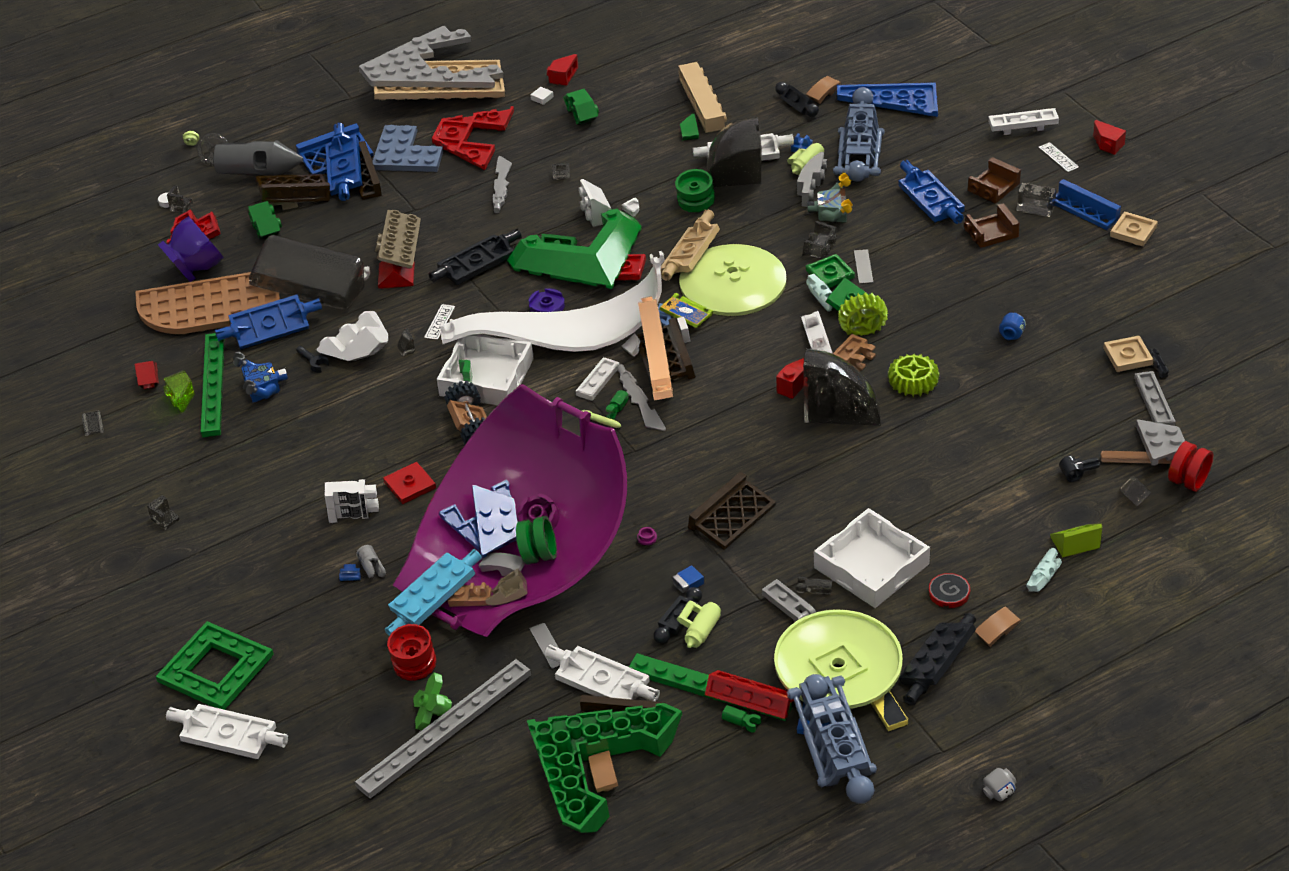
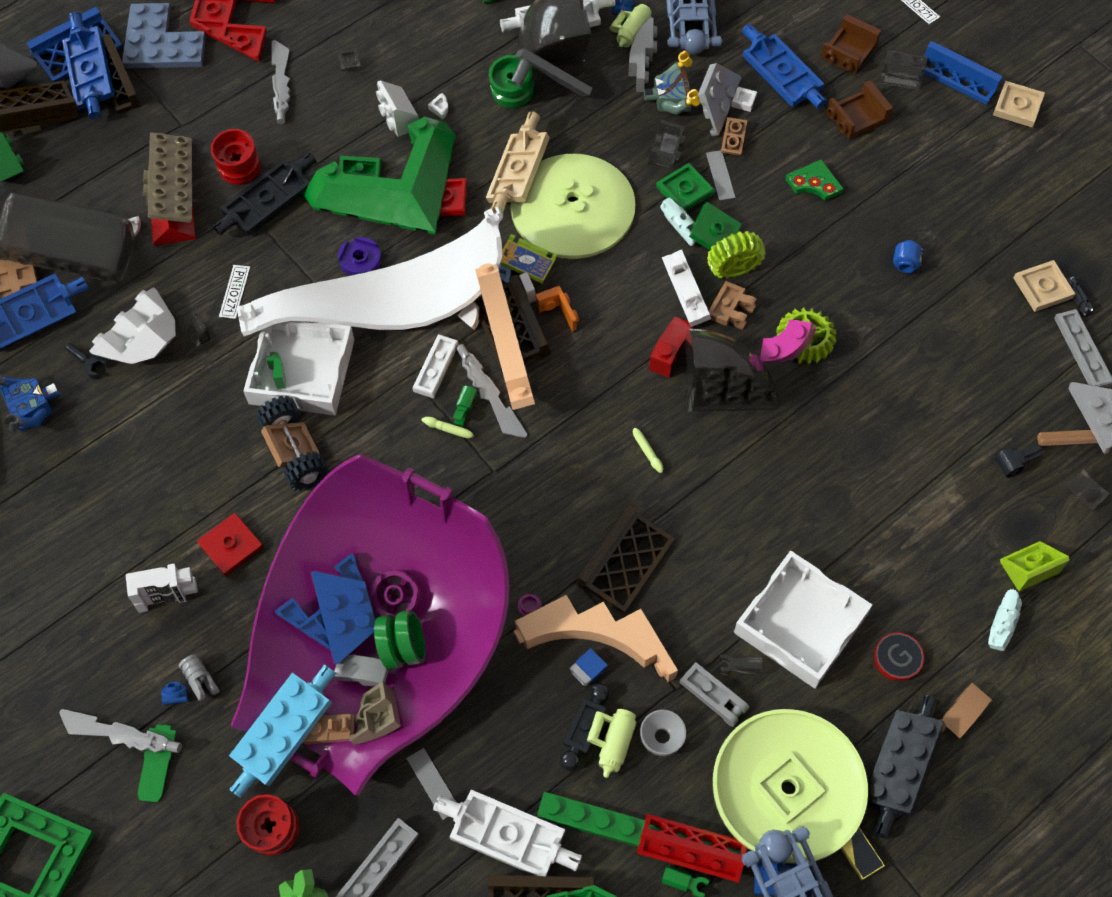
camera: 10 degrees left, 20 degrees up
(302, 593) = (118, 733): none -> light grey sword
(328, 615) = (155, 768): none -> green piece
(455, 228) = (236, 156): none -> red wheel
(703, 338) = (555, 297): none -> orange bracket
(710, 170) = (528, 60): none -> dark grey piece
(725, 558) = (630, 634): none -> light nougat arch
(740, 616) = (666, 721): none -> light grey piece
(764, 443) = (648, 451): none -> yellowish green piece
(869, 207) = (717, 94): none -> light grey wing
(880, 239) = (734, 136): none -> medium nougat slope
(893, 214) = (744, 99): none -> white tile
(893, 371) = (789, 343): none -> dark pink brick
(944, 272) = (814, 179): none -> green tile

